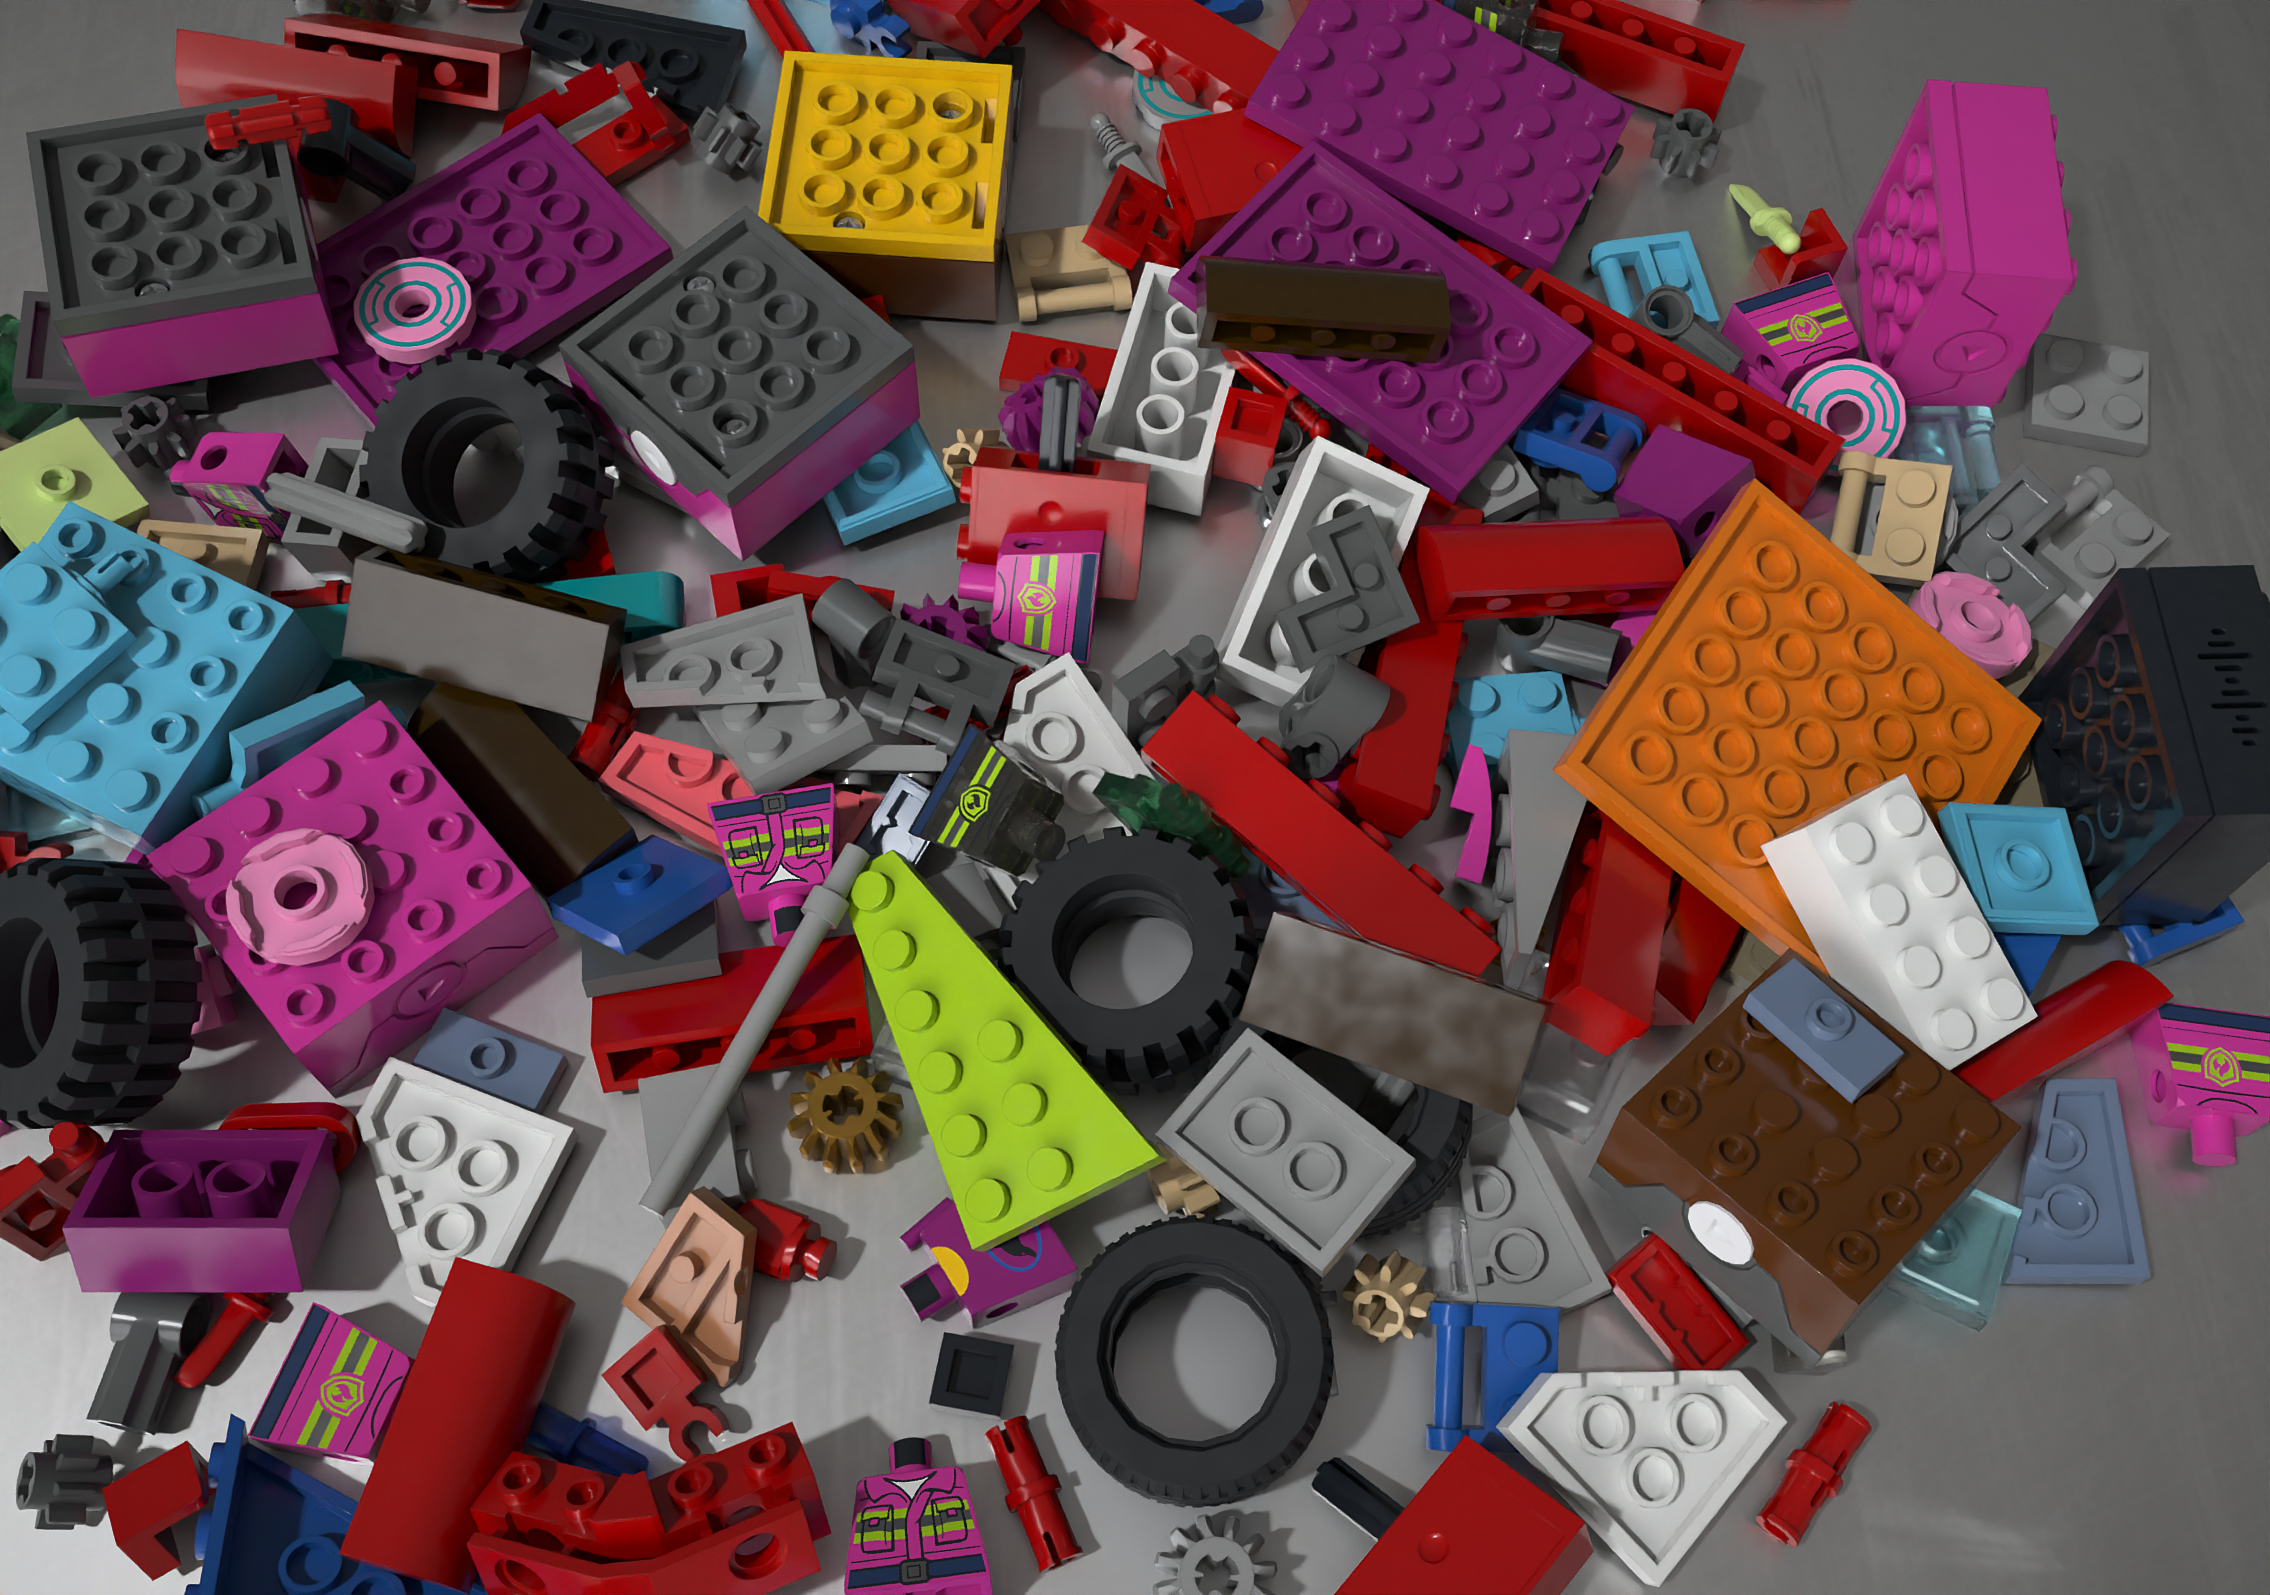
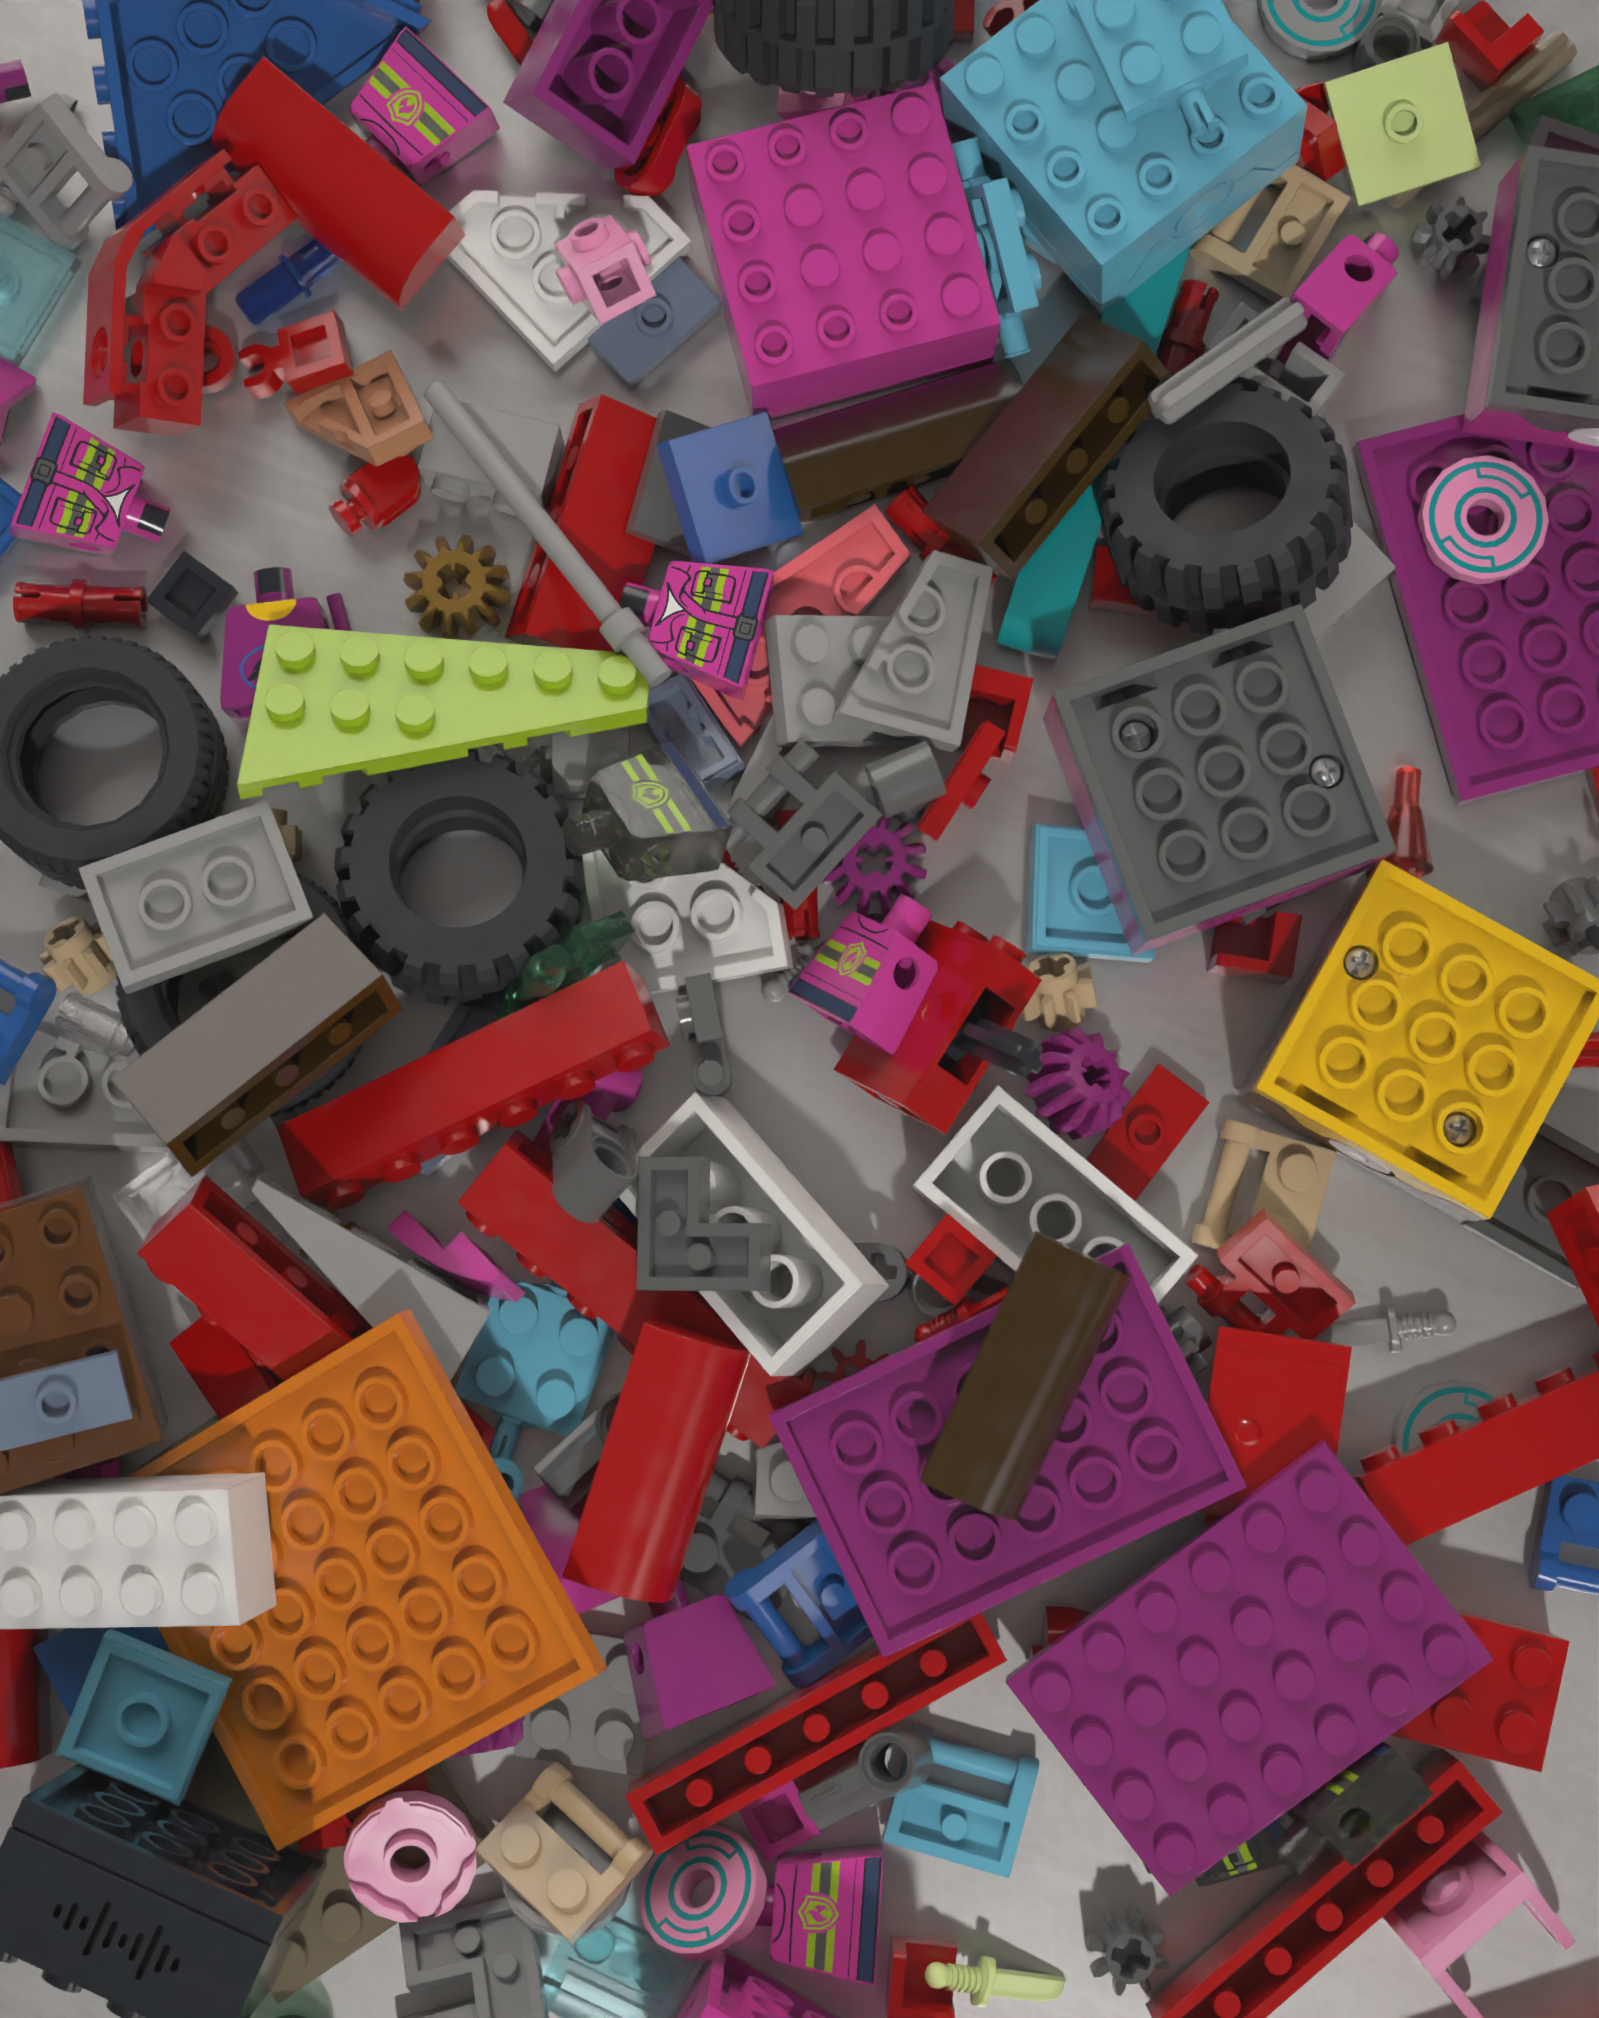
camera: 120 degrees right, 20 degrees up
(323, 925) = (812, 226): bright pink tile -> none
(455, 1096) = (604, 268): none -> bright pink brick

